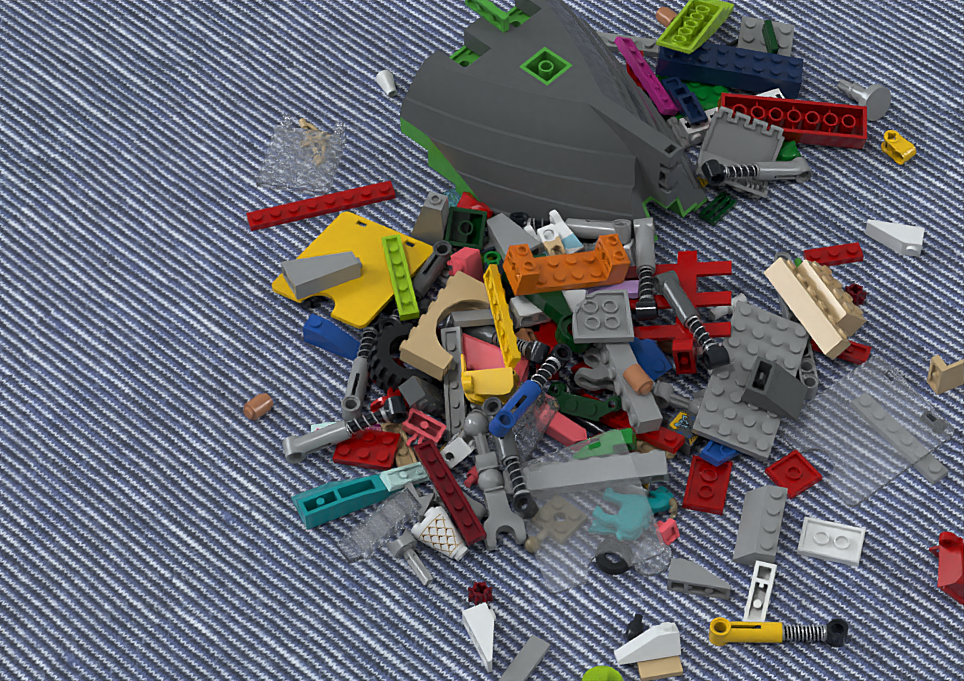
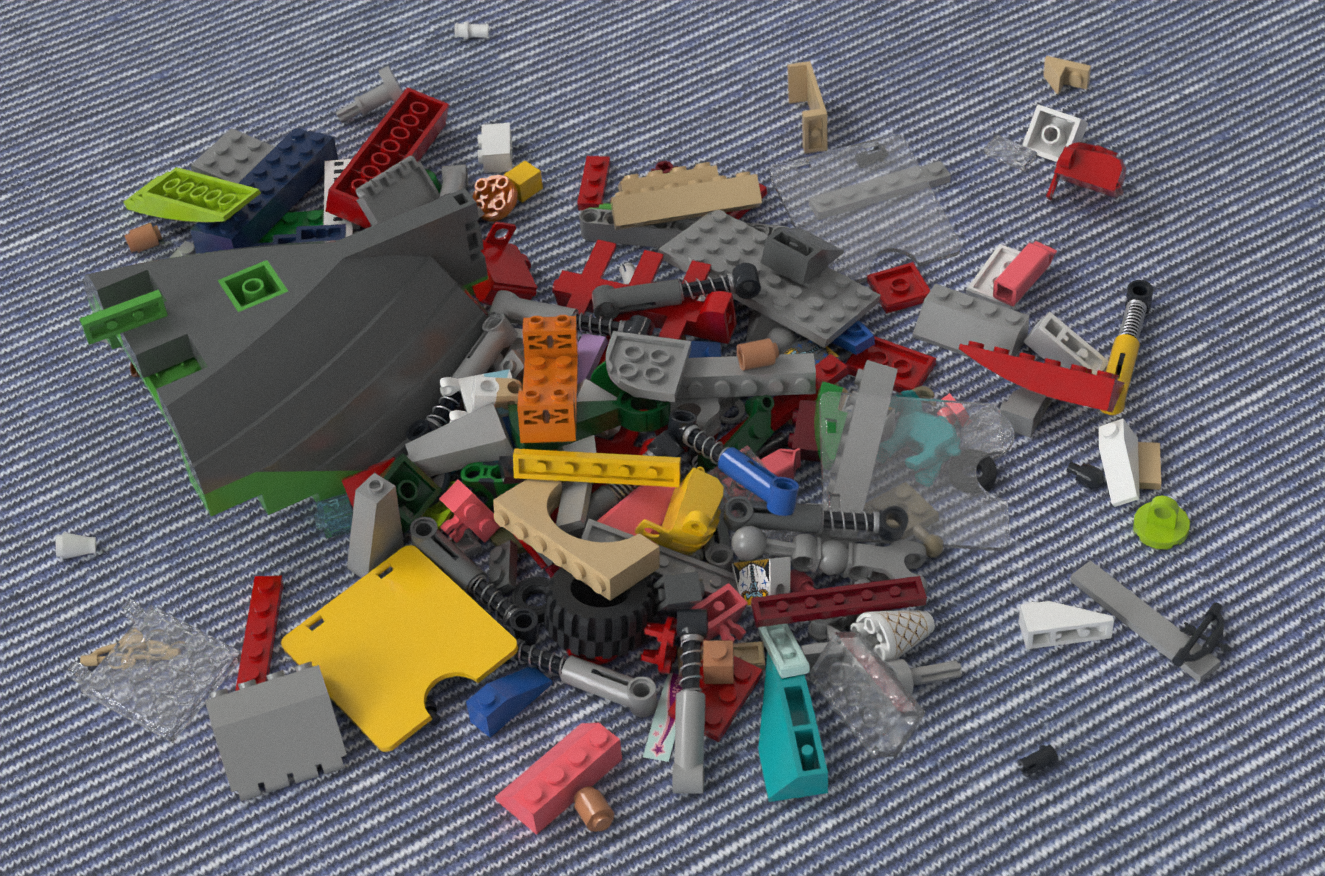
camera: 70 degrees left, 5 degrees down
(268, 225) = (276, 731): none -> light grey hinge
(279, 382) = (559, 774): none -> coral slope
(320, 273) = (398, 680): light grey slope -> none
(366, 645) = (1038, 760): none -> black pin
(376, 435) = (718, 662): none -> nougat brick
(400, 277) = (453, 582): lime plate -> none
(480, 593) = (997, 614): dark red gear -> none
(700, 219) = (505, 267): none -> red piece
(704, 577) = (1048, 378): none -> red wedge
(769, 37) = (248, 149): dark green tile -> none
(784, 198) = (495, 196): none -> orange tile
(811, 211) = (526, 179): none -> yellow brick
(830, 546) = (1022, 272): none -> coral piece
(843, 185) = (496, 148): none -> white brick
(898, 237) = (598, 121): white slope -> none
(899, 149) = (465, 92): yellow piece -> none

